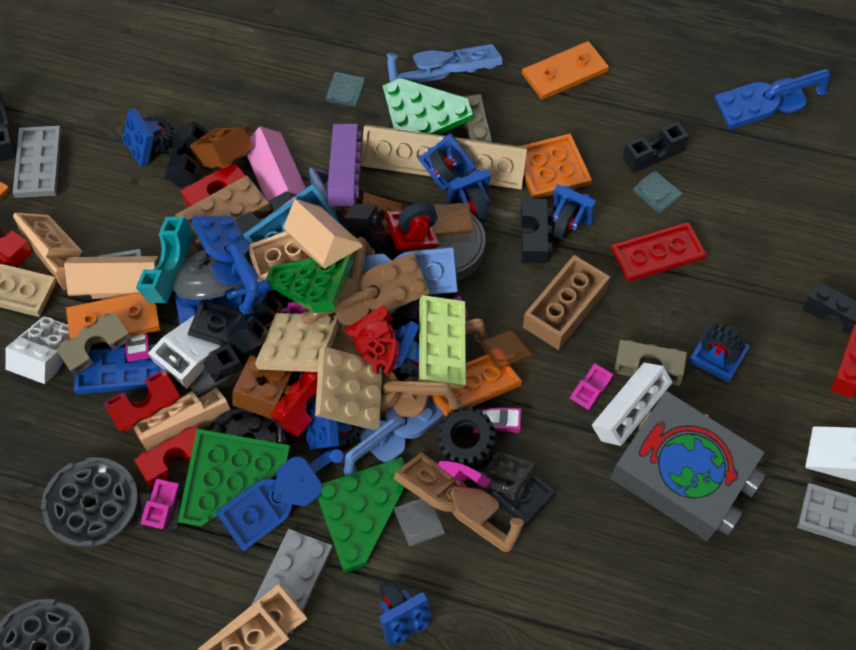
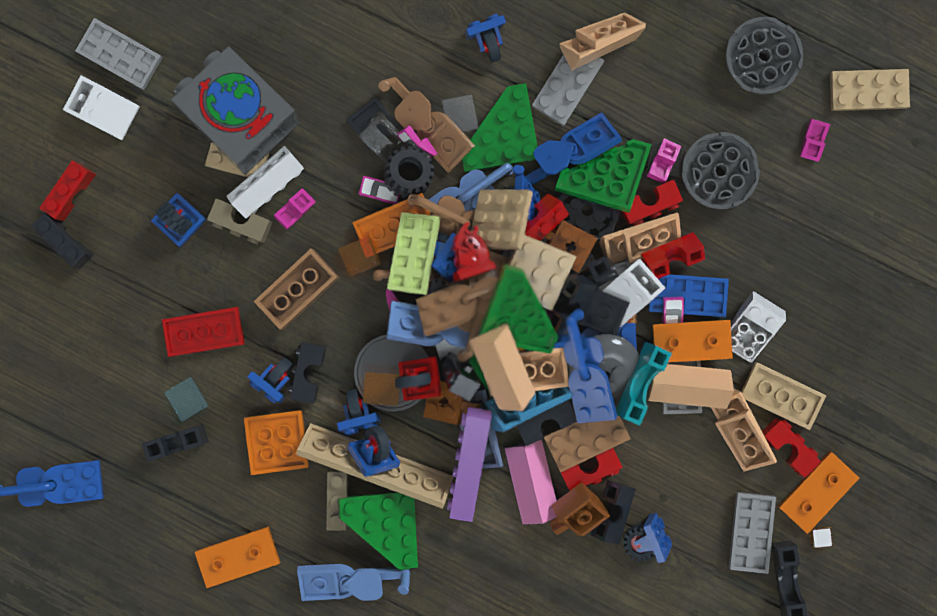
camera: 170 degrees left, 30 degrees up
(76, 350) = (696, 321): dark tan arch -> none
(345, 89) = (453, 572): clear light blue piece -> none

